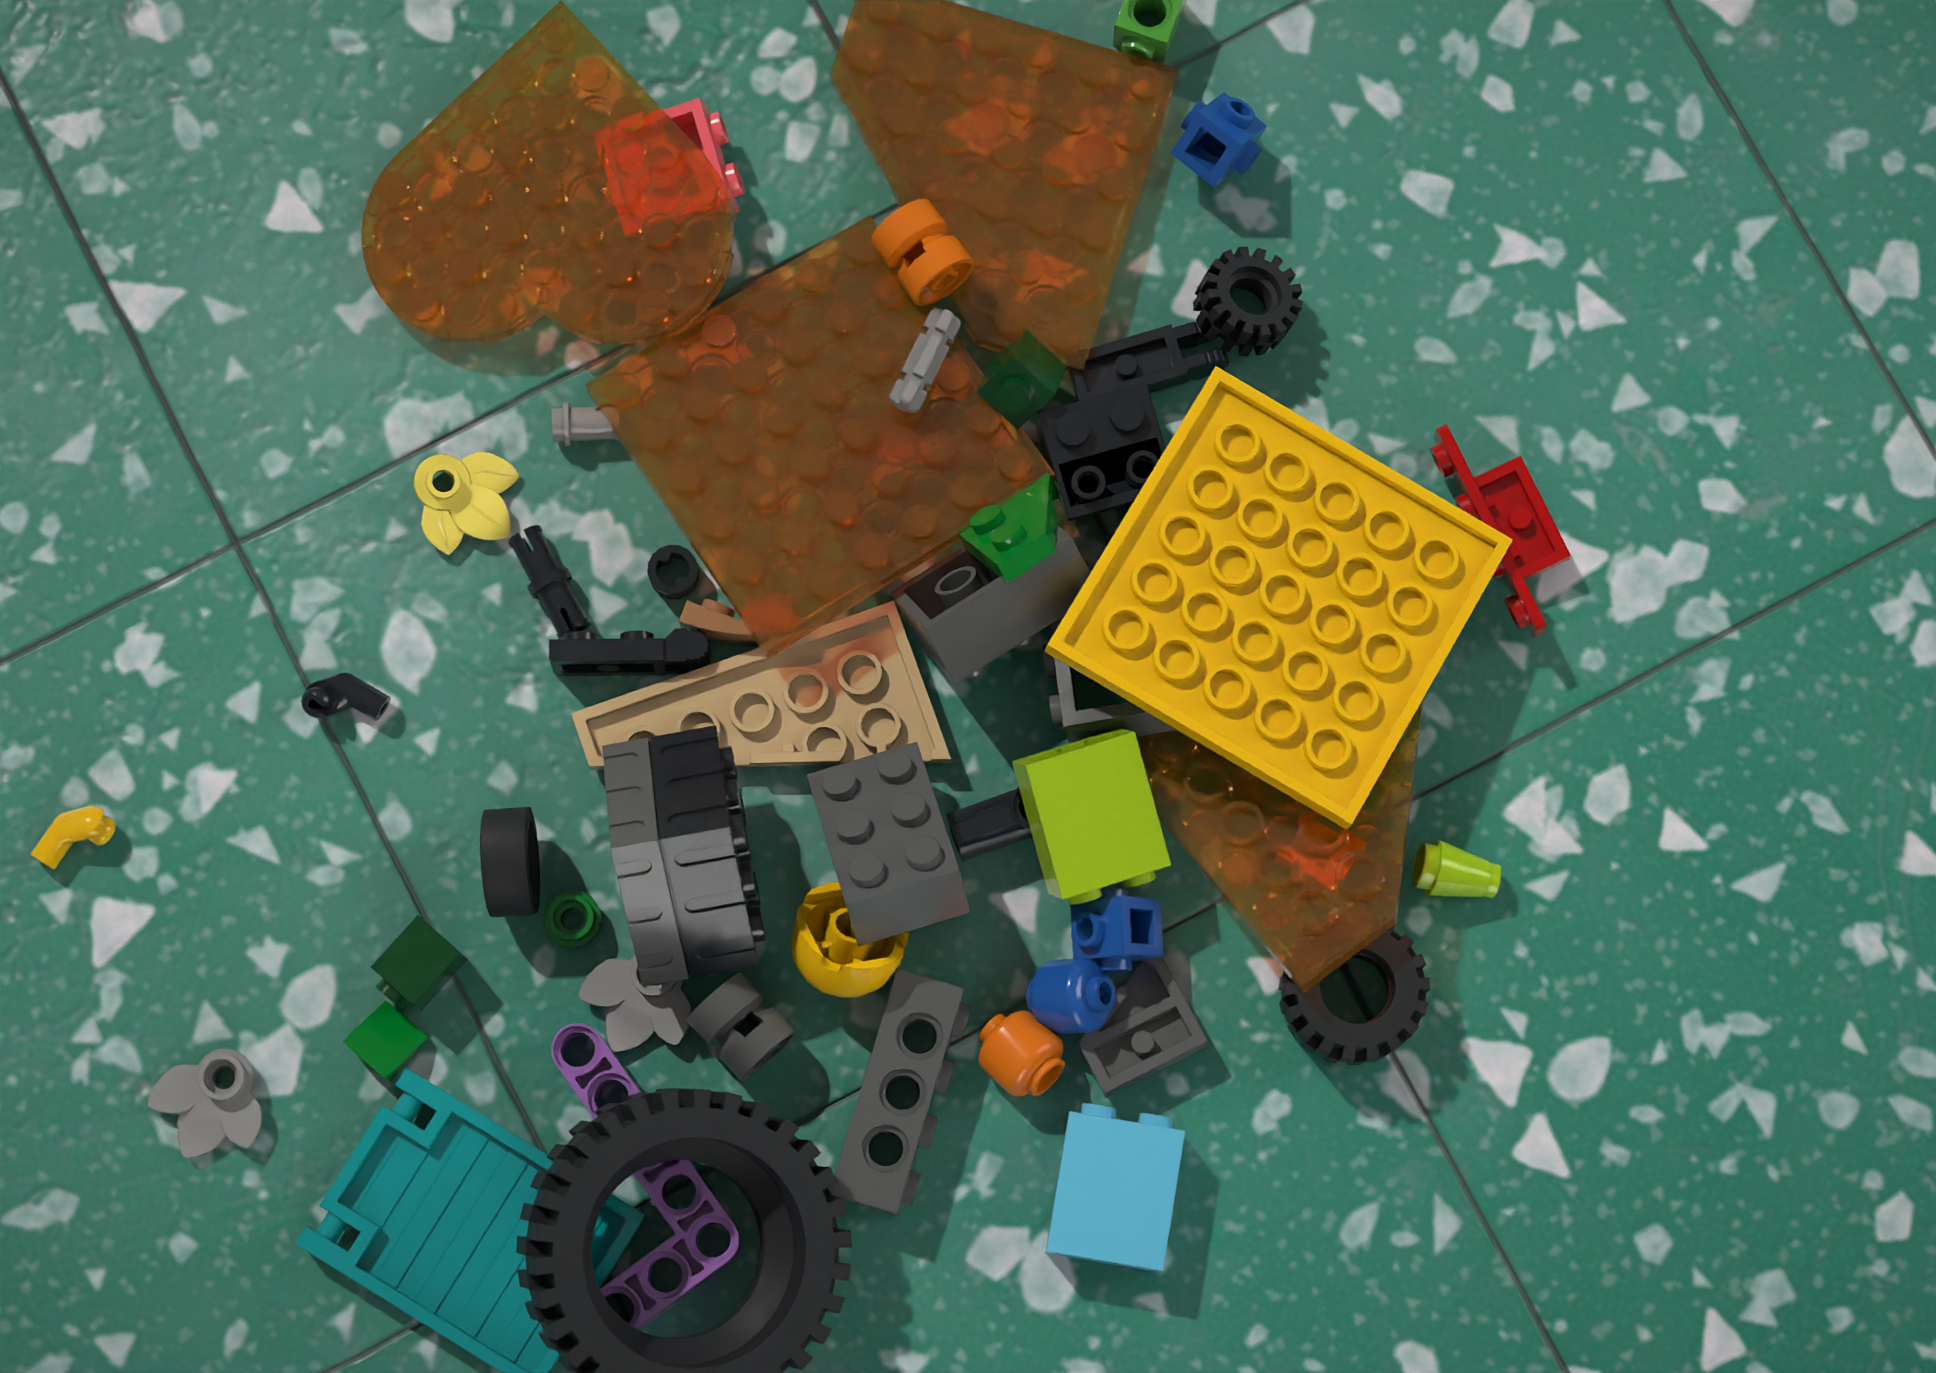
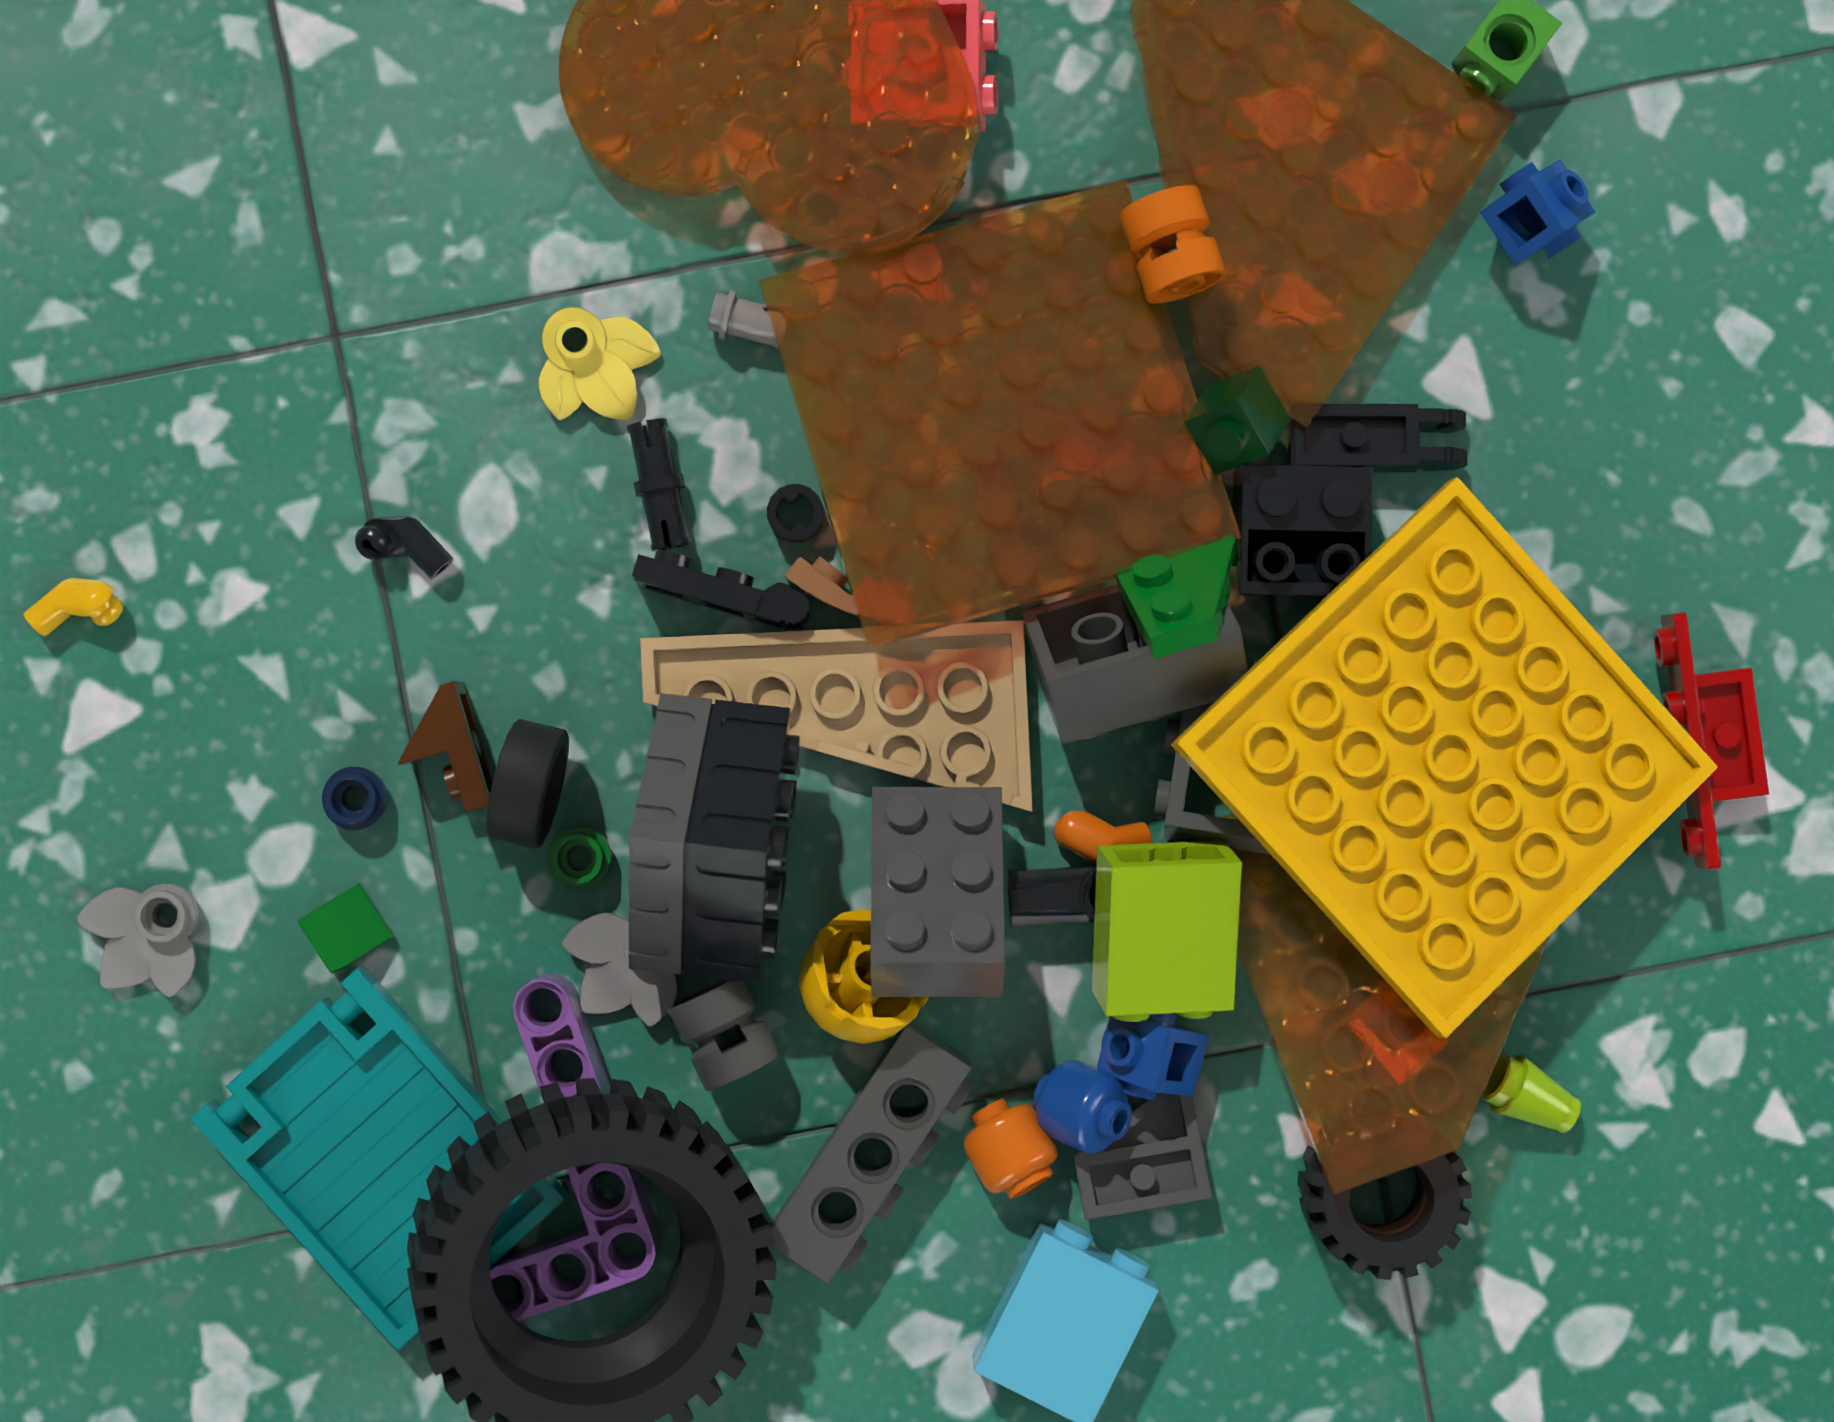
camera: 15 degrees right, 10 degrees up
(349, 914) = (335, 801): none -> dark blue plate
(417, 965) = (400, 859): dark green brick -> none
(428, 843) = (452, 729): none -> reddish brown slope
(924, 360) = (1138, 369): light grey axle -> none
(996, 767) = (1083, 832): none -> orange arm
(1261, 279) = (1536, 388): black tyre -> none

